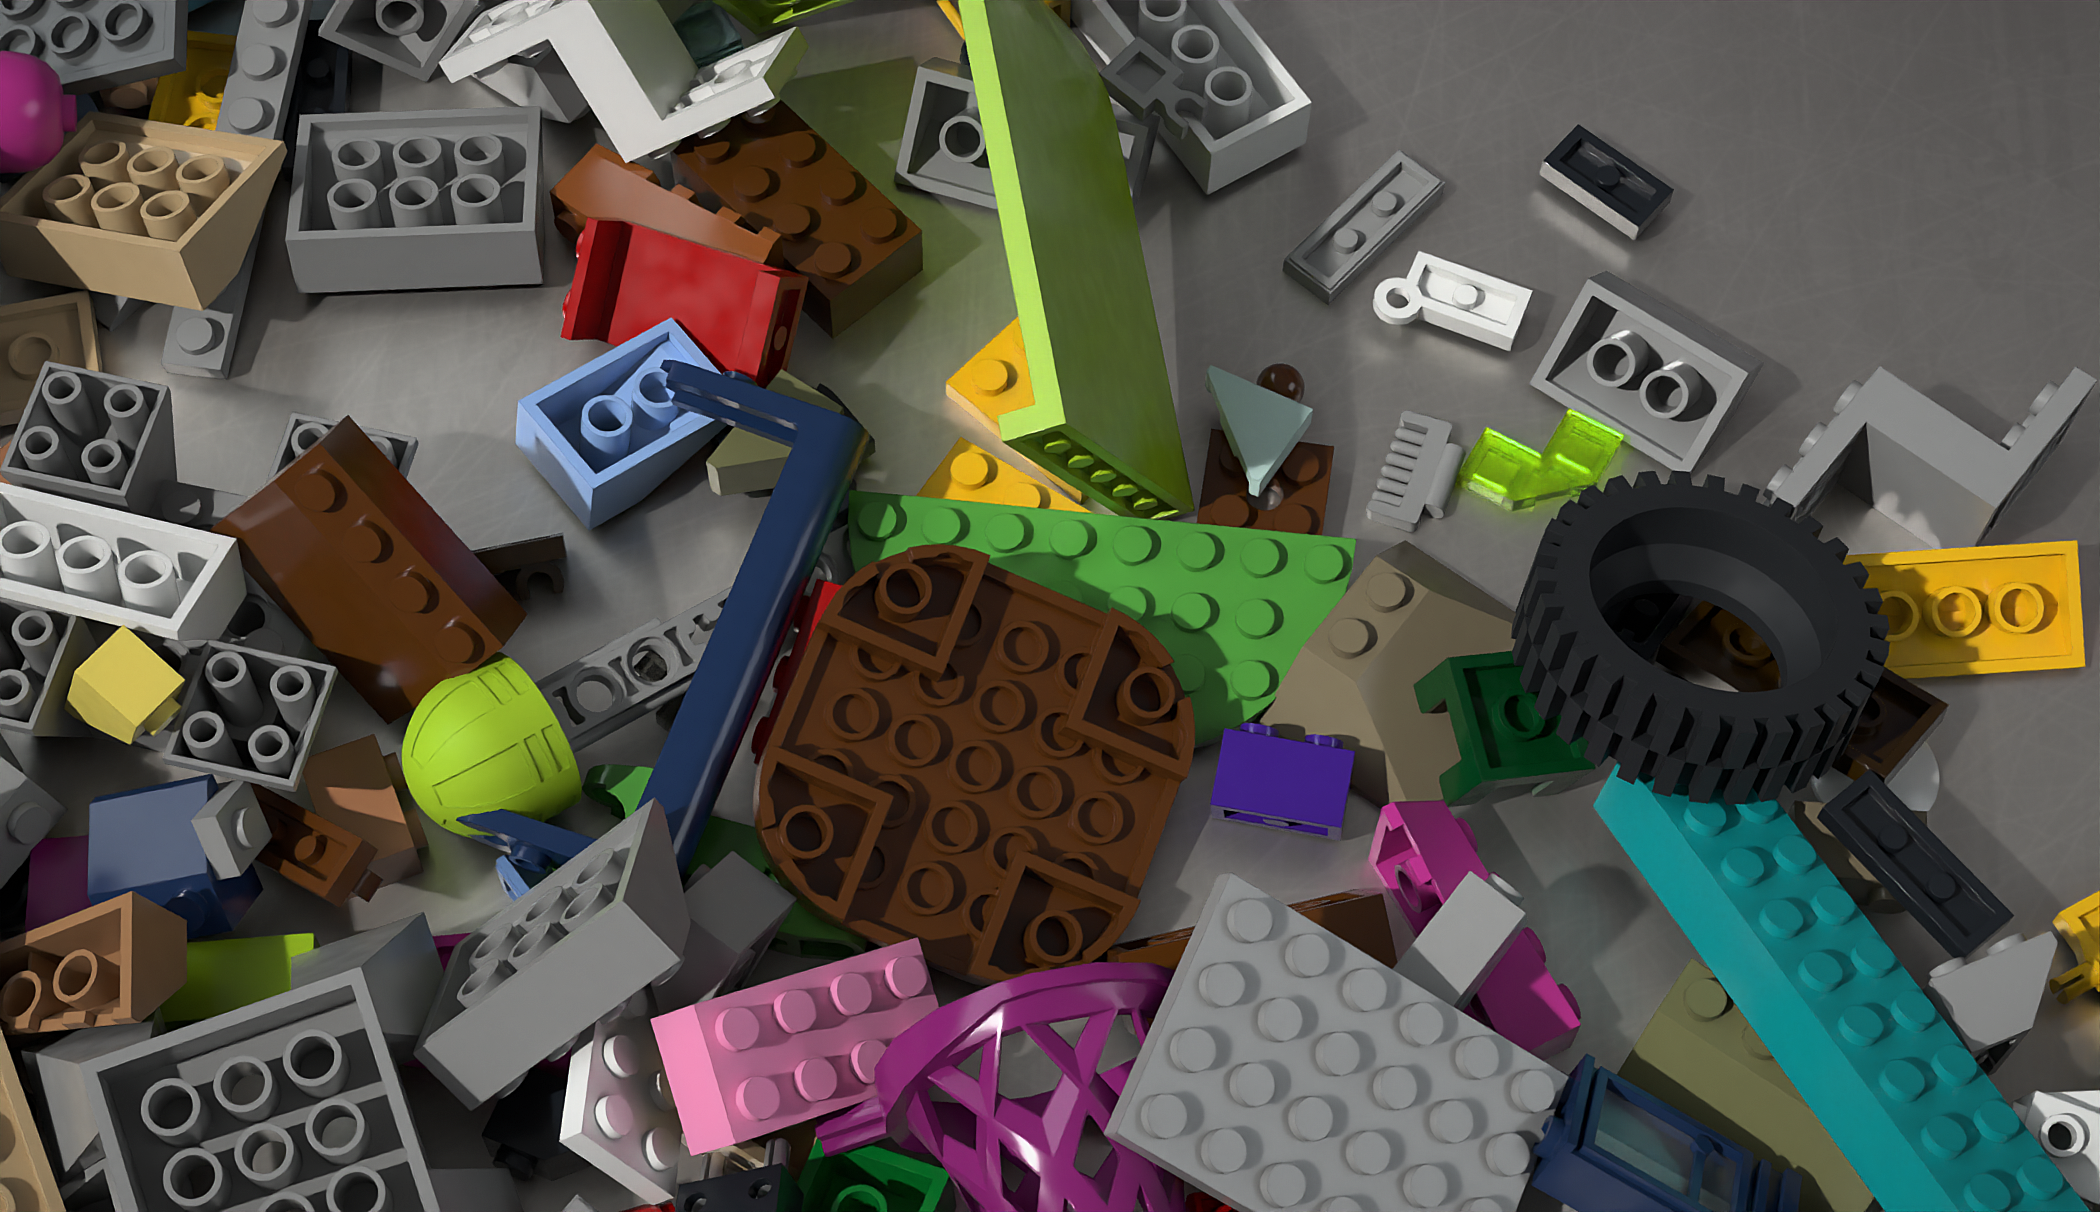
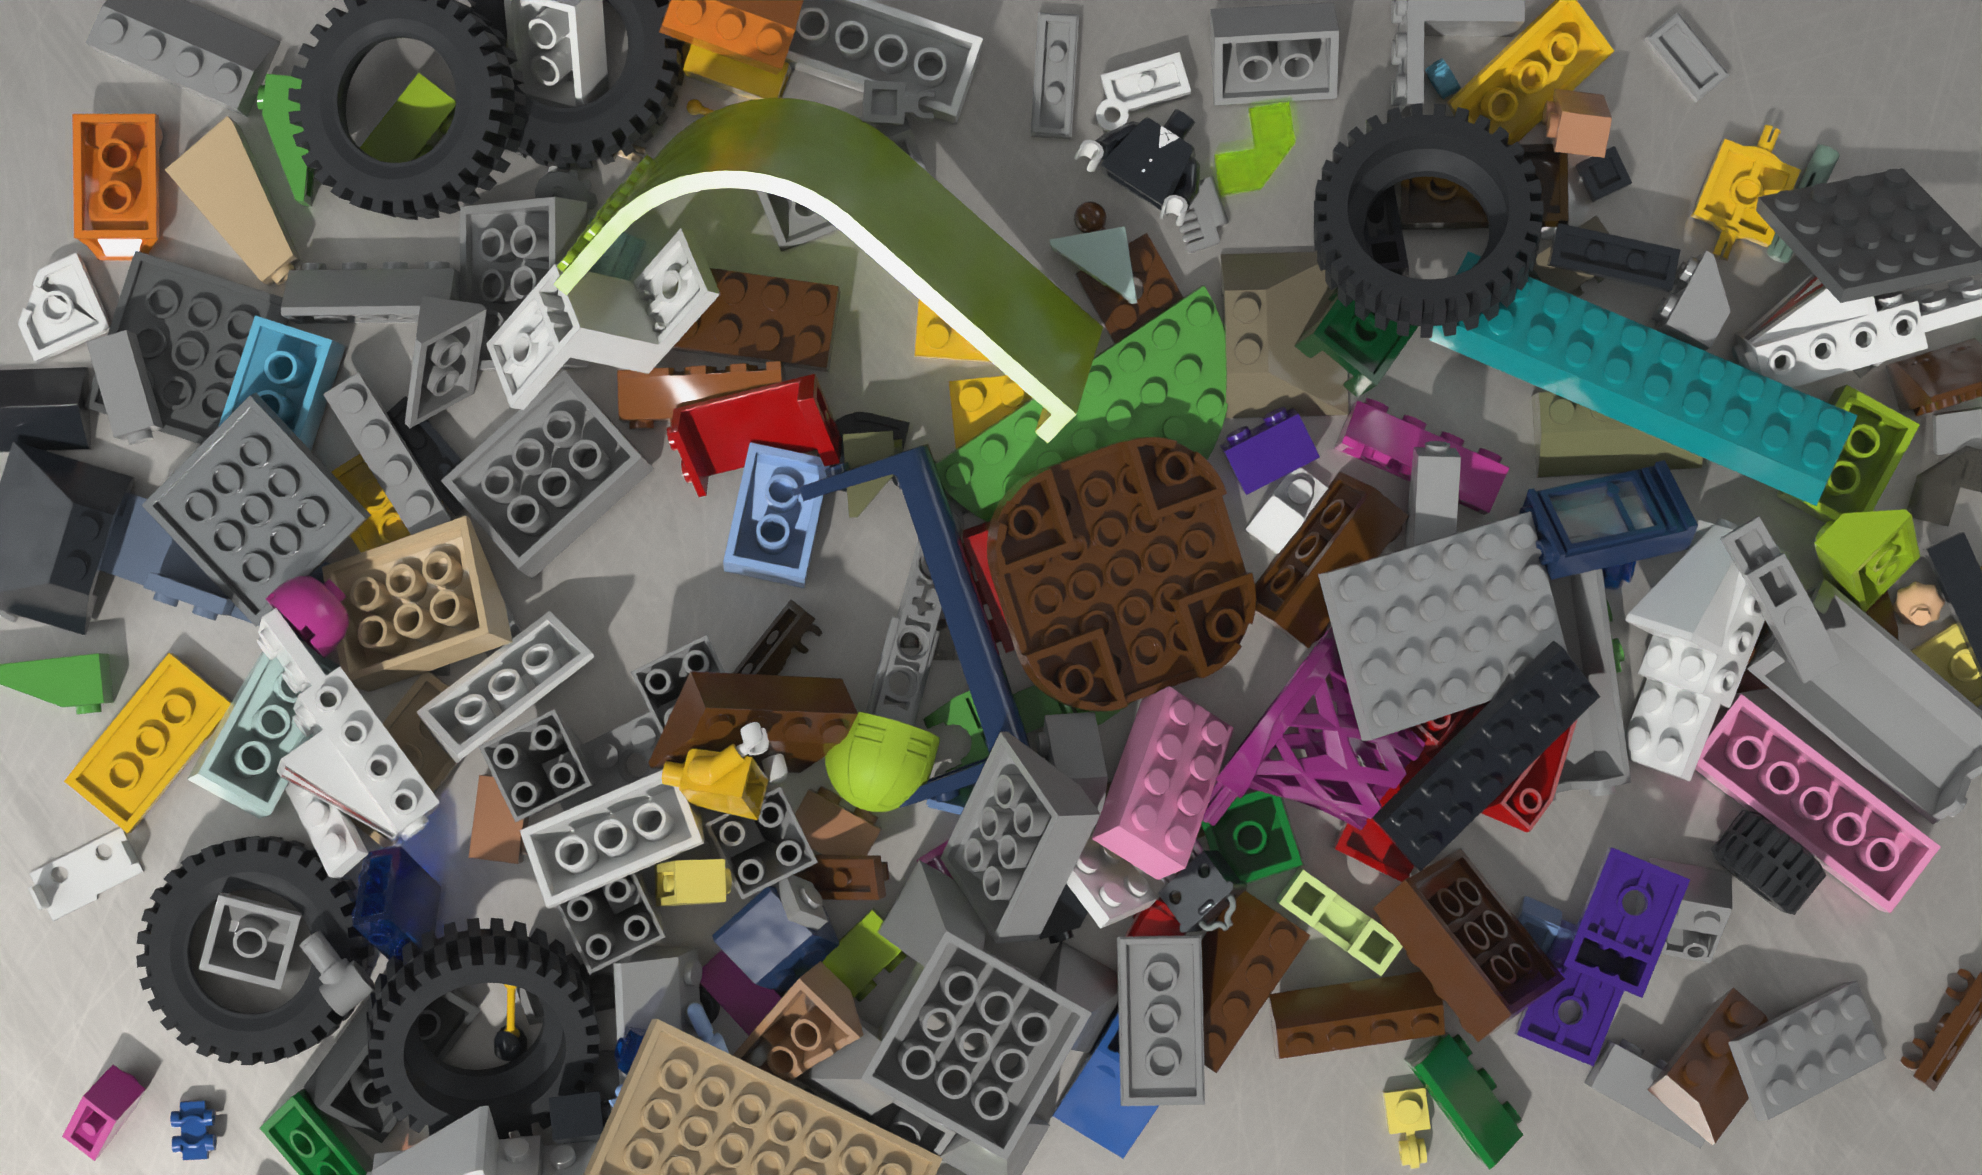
camera: 35 degrees left, 25 degrees up
(197, 356) = (504, 686): none -> white slope
(272, 584) = (728, 778): none -> yellow torso
(1275, 865) = (1286, 509): none -> white slope
(1398, 369) = (1150, 162): none -> black torso
(1841, 526) = (1442, 78): none -> medium azure axle
(1969, 787) = (1603, 175): none -> black plate
(1979, 686) = (1577, 122): none -> nougat brick

